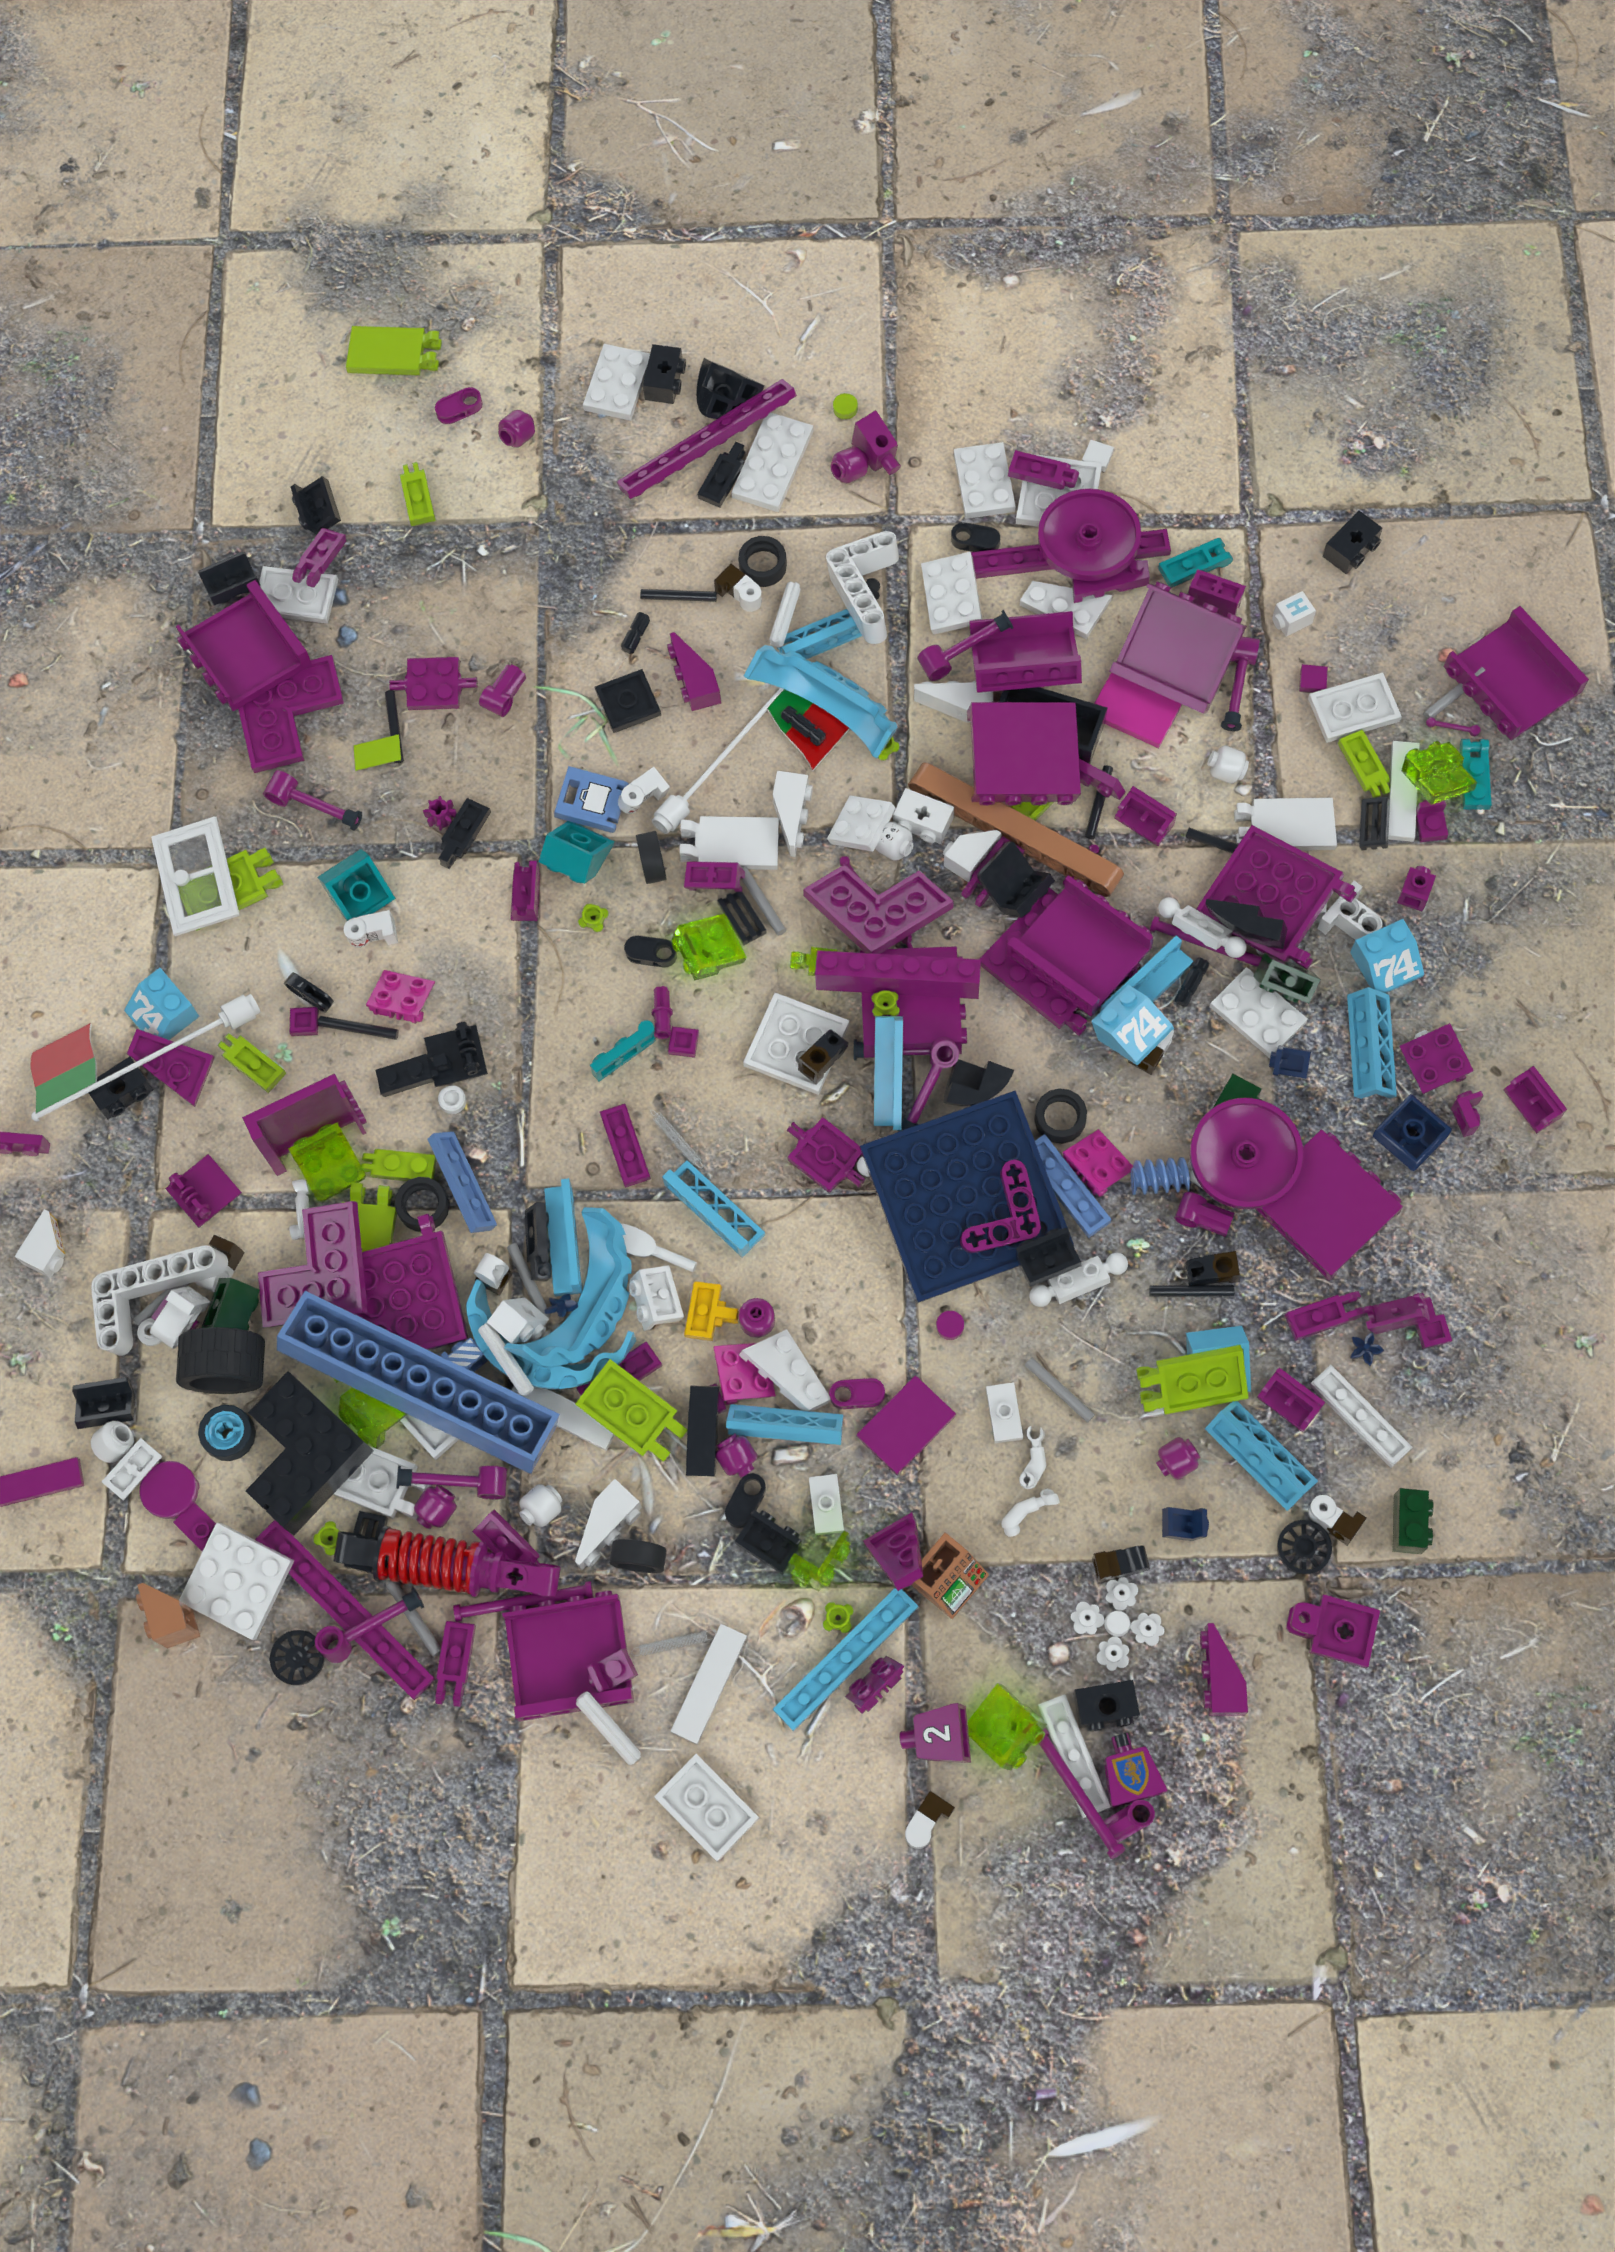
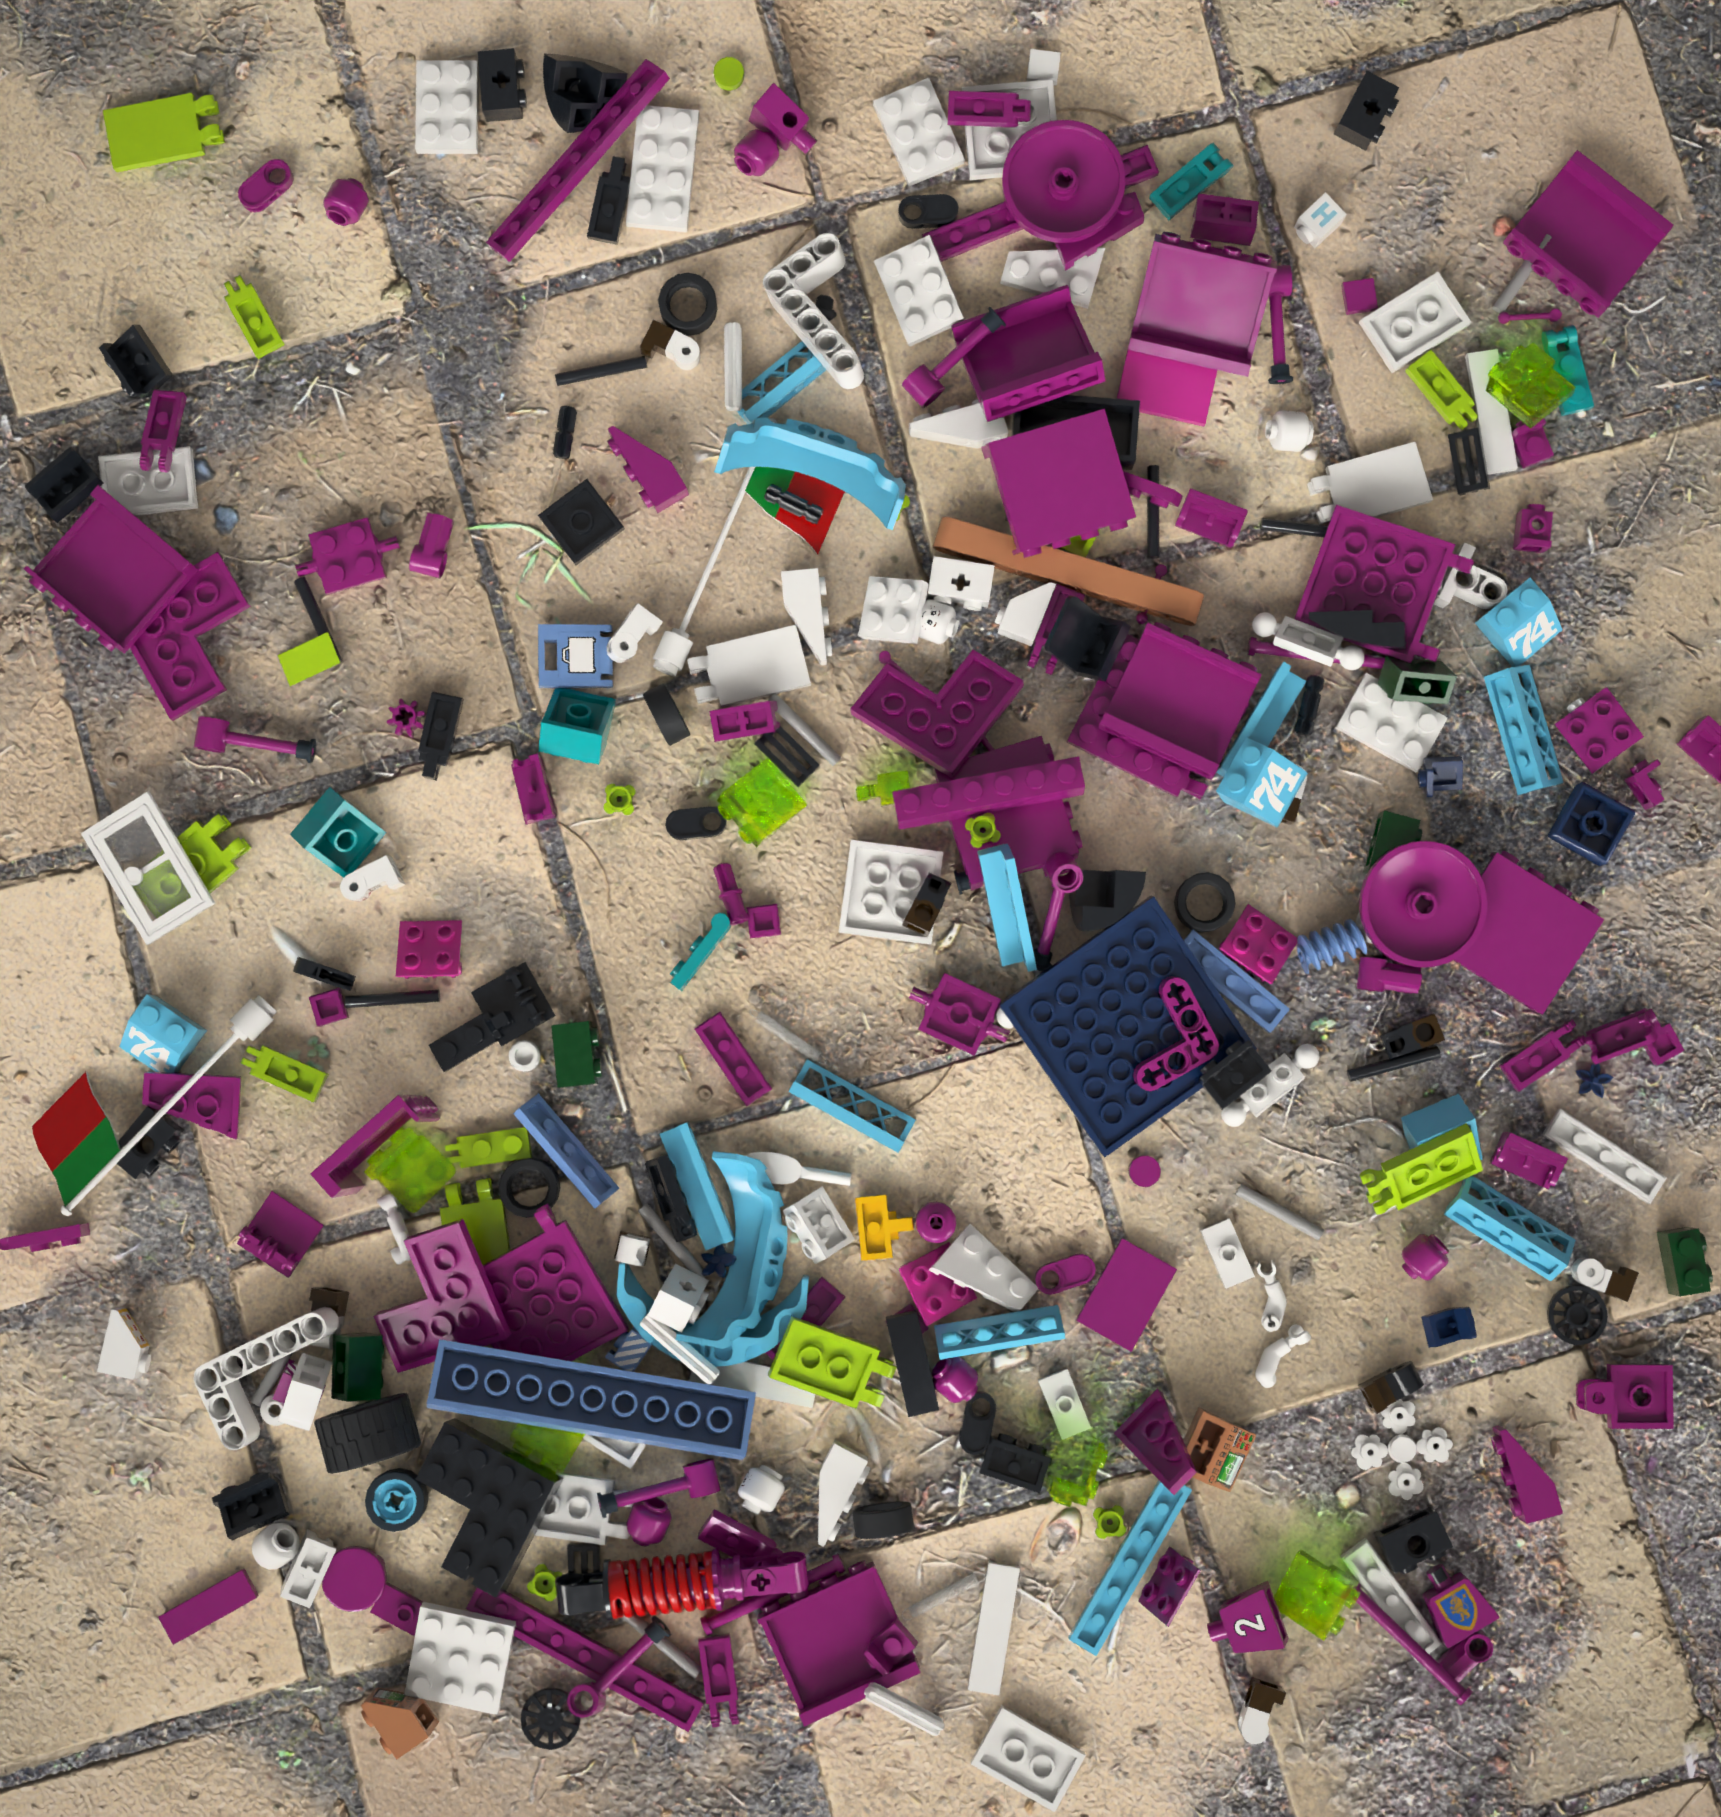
camera: 20 degrees left, 15 degrees up
(494, 1104) = (576, 1054): none -> dark green brick

